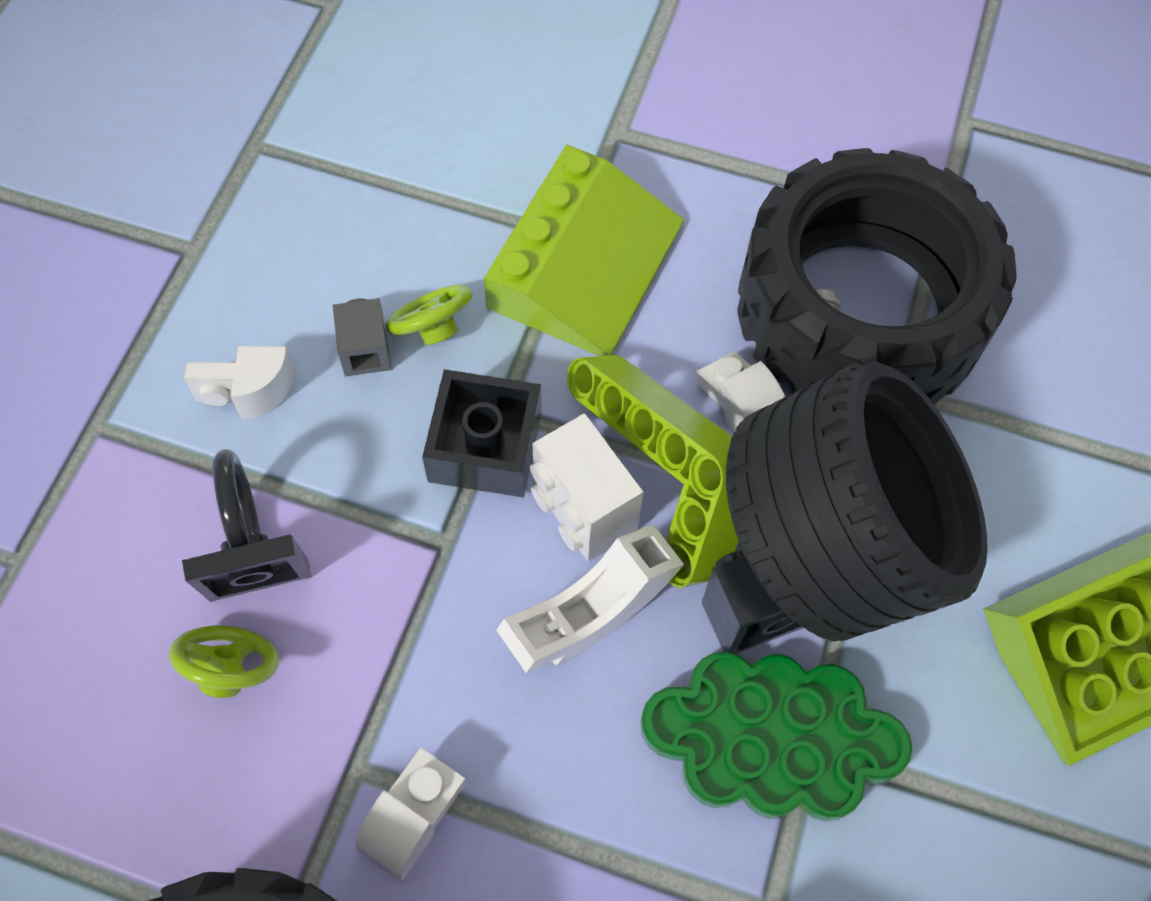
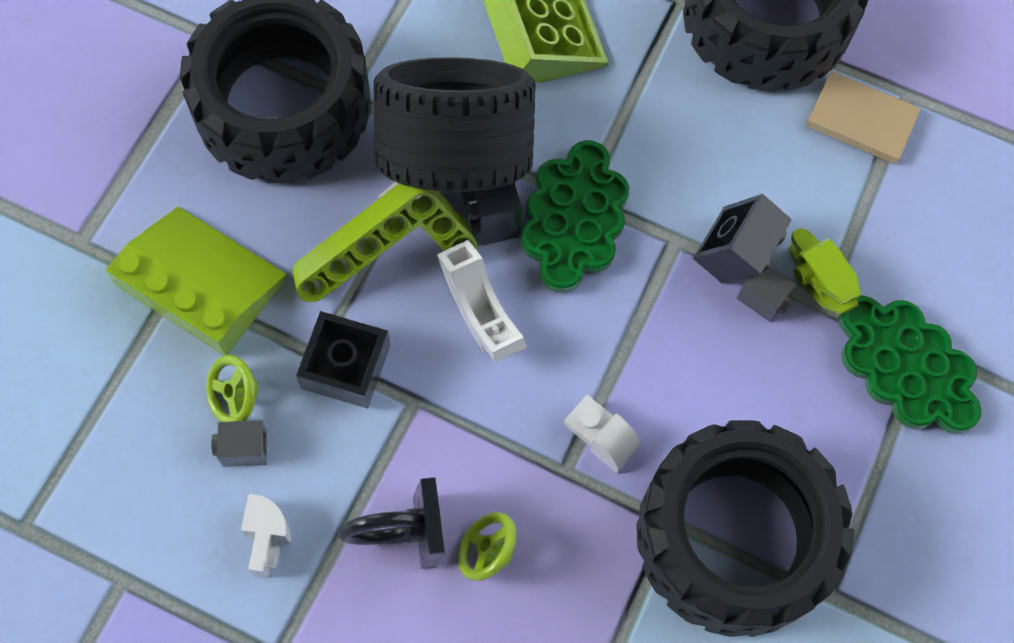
camera: 85 degrees left, 5 degrees up
(585, 487) = (401, 294): white brick -> none
(739, 387) = (343, 185): white brick -> none

